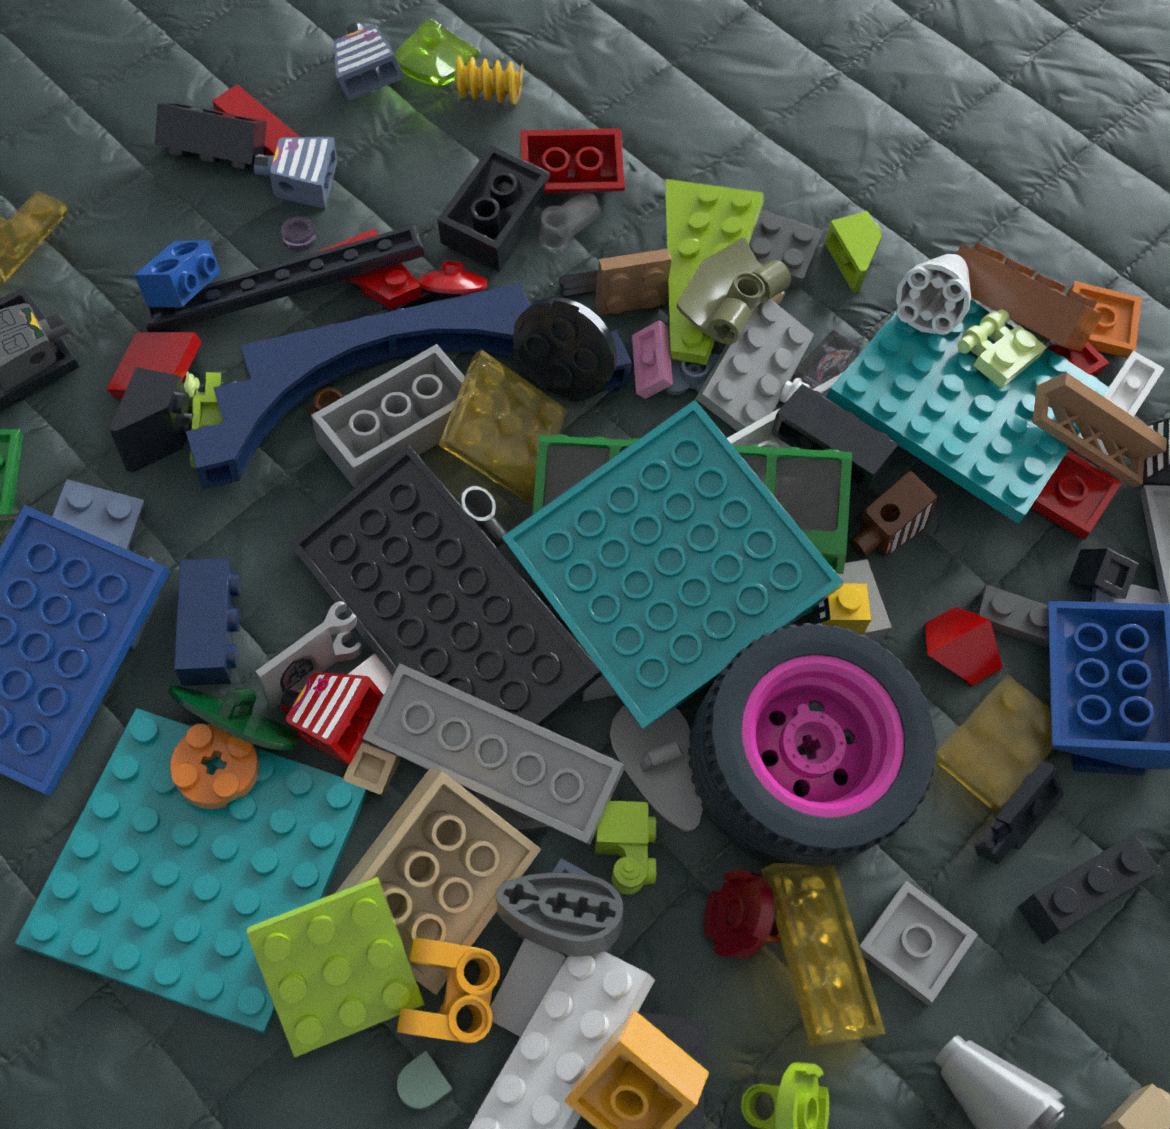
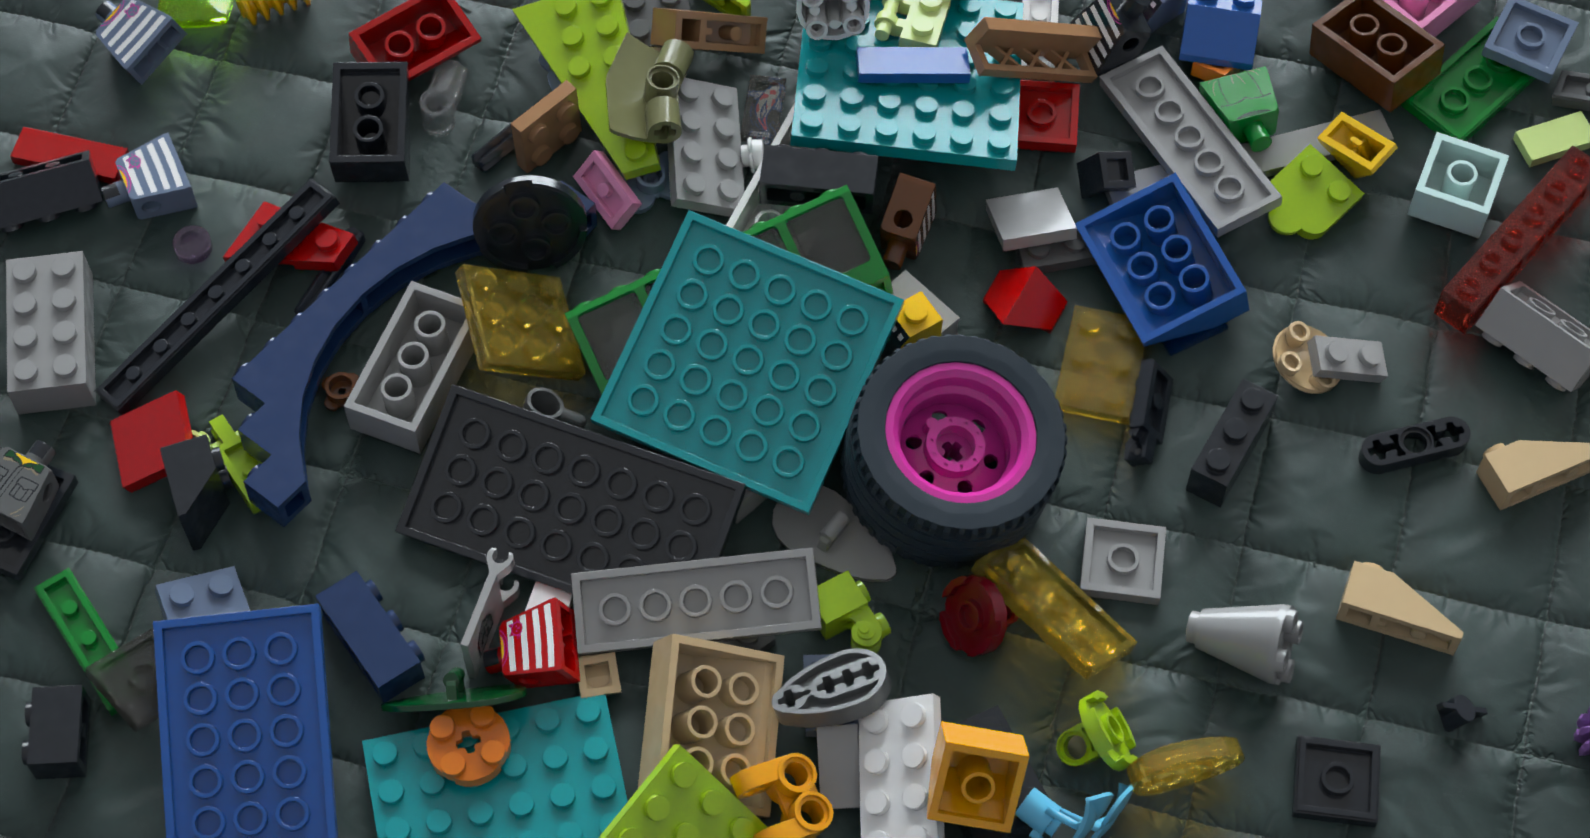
camera: 25 degrees left, 0 degrees up
(132, 233) = (50, 332): none -> light grey brick
(177, 273) = (116, 343): blue brick -> none
(452, 279) = (376, 213): red dish -> none
(820, 275) = (710, 30): none -> medium nougat slope
(977, 385) = (912, 65): none -> tile
(1010, 576) = (1031, 219): none -> light grey tile

